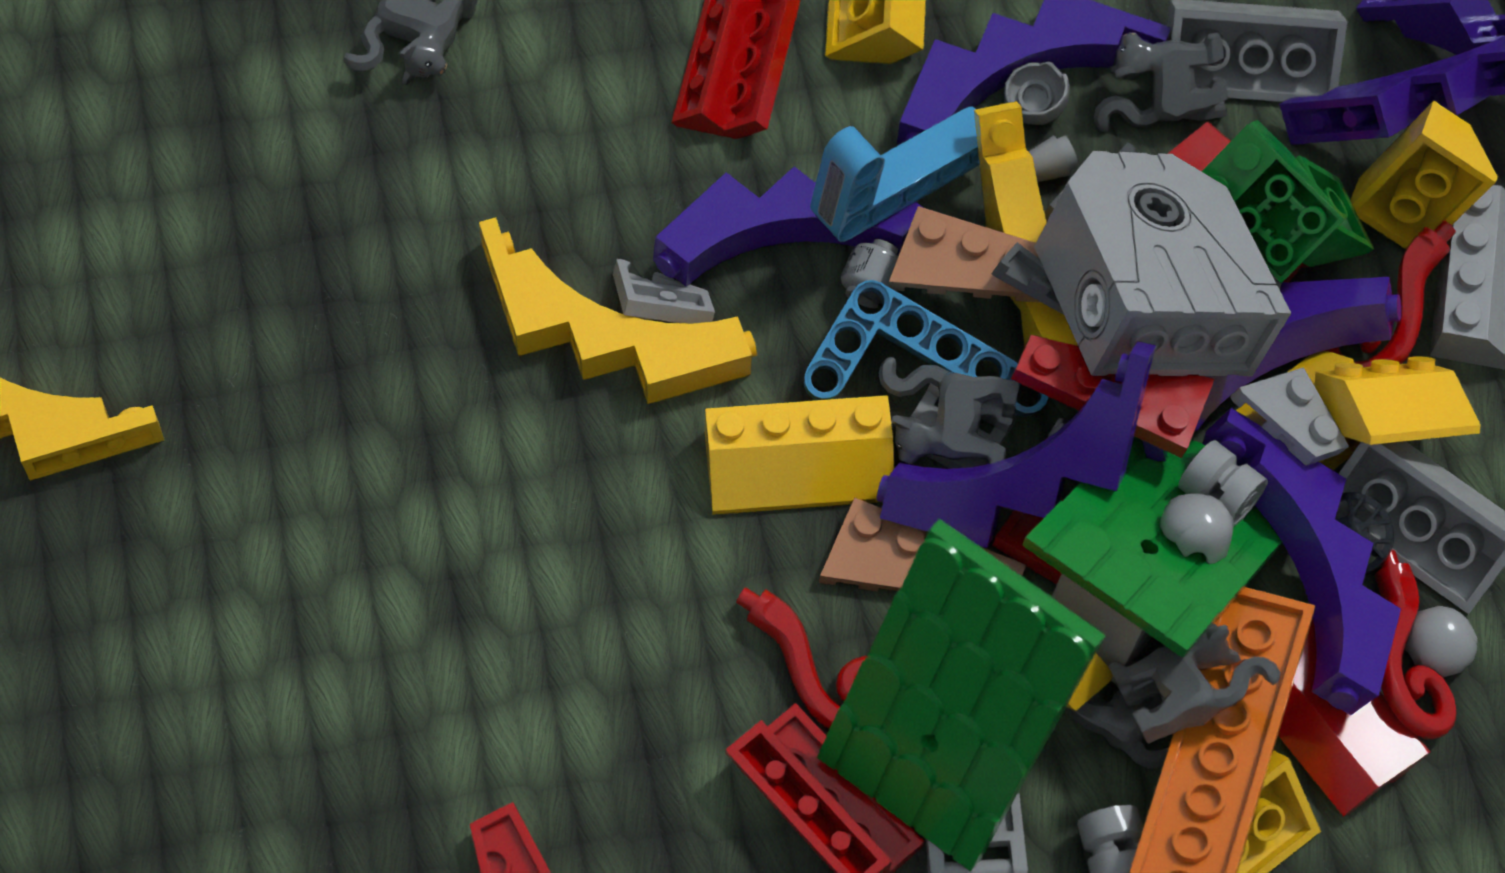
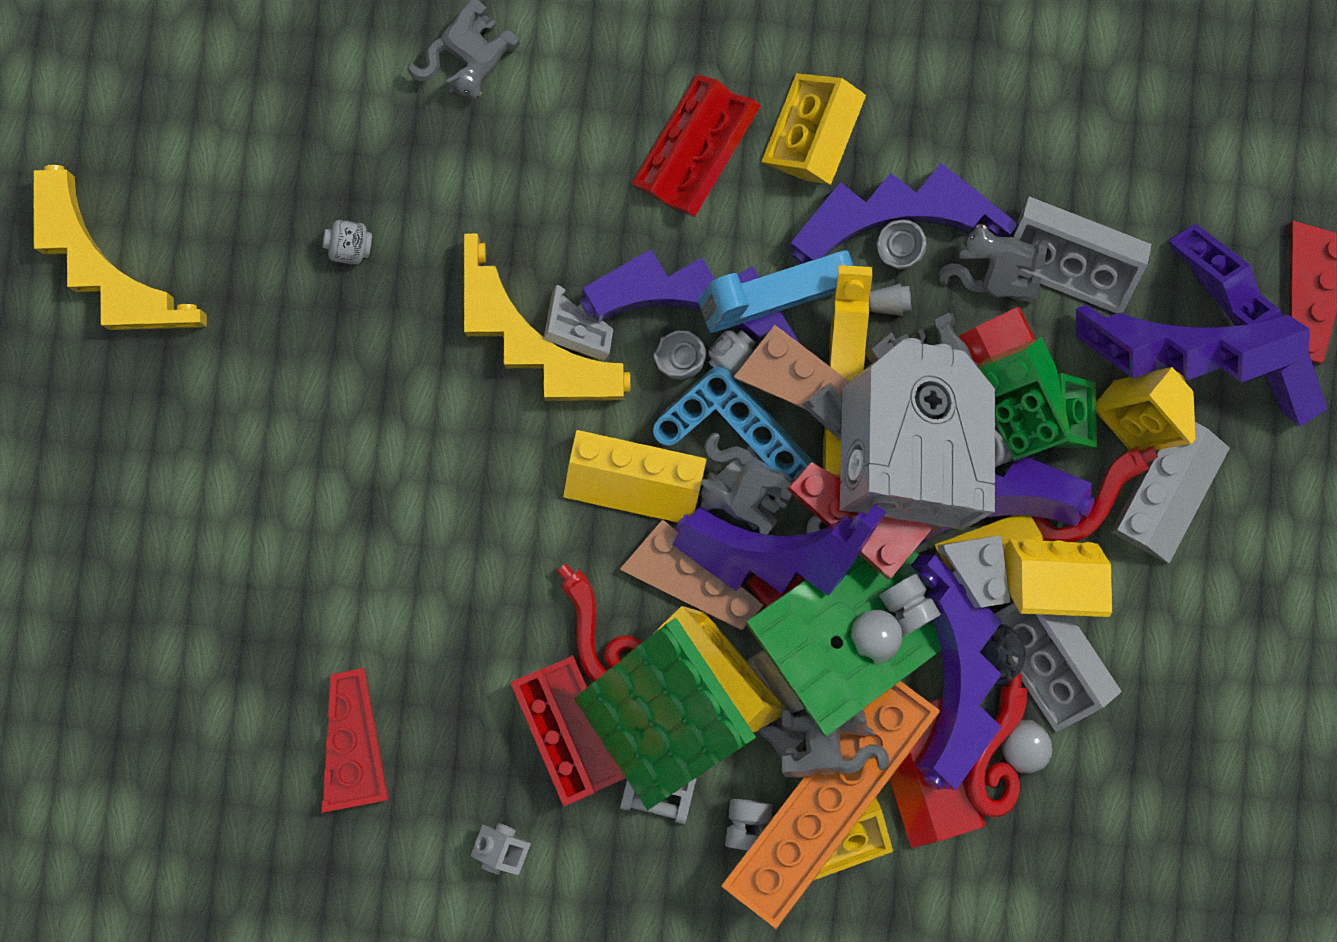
camera: 20 degrees right, 20 degrees up
(326, 279) = (347, 242): none -> light grey head
(807, 293) = (680, 355): none -> light grey hair

